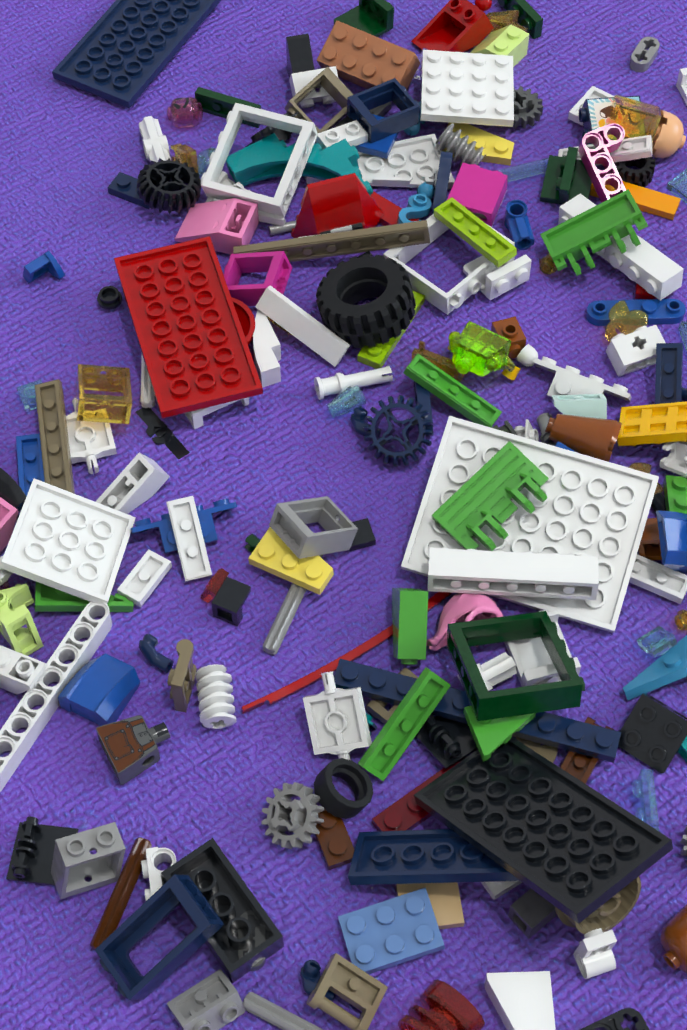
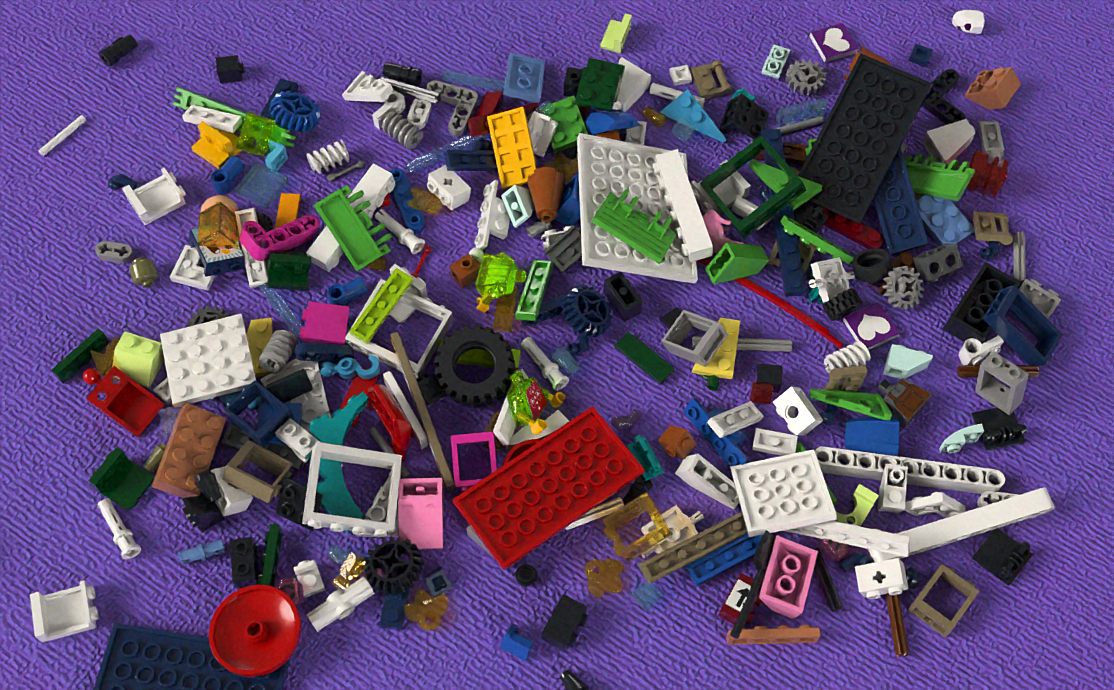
camera: 110 degrees left, 5 degrees up
(37, 308) = (564, 623): none -> black brick
(48, 794) = (957, 440): none -> light aqua slope
(68, 360) = (606, 579): none -> clear yellow plate
(118, 212) = (426, 607): none -> clear yellow plate
(142, 228) = (437, 582): none -> dark blue slope
(148, 688) = (864, 403): none -> bright green wing
(155, 72) = (255, 630): none -> red dish
(169, 611) = (808, 416): none -> white brick
(185, 769) = (905, 362): none -> light aqua slope
(188, 442) = (645, 456): none -> teal hinge
(189, 471) = (677, 442): none -> dark orange brick
(196, 134) = (309, 575): none -> white bracket
(234, 82) = (244, 562): none -> black brick
(241, 440) = (626, 422): none -> clear purple arm
(256, 759) = (871, 326): none -> tile
(262, 62) = (201, 552): none -> medium blue pin
(294, 721) = (842, 304): none -> black tyre
(300, 336) = (529, 400): none -> torso
(306, 12) = (122, 536): none -> white pin
(315, 883) = (937, 259): none -> dark grey brick
(318, 59) = (207, 483): none -> black cone
(322, 483) = (644, 358): none -> dark green tile
(405, 477) = (622, 296): none -> black brick
(409, 148) = (290, 386): none -> black slope
(460, 933) = (935, 180): none -> bright green hinge
(556, 317) = (427, 249): none -> red hinge
(581, 295) = (405, 236): none -> white pin
(607, 68) = (143, 272): none -> olive head
(625, 785) = (801, 125): none -> light grey bar

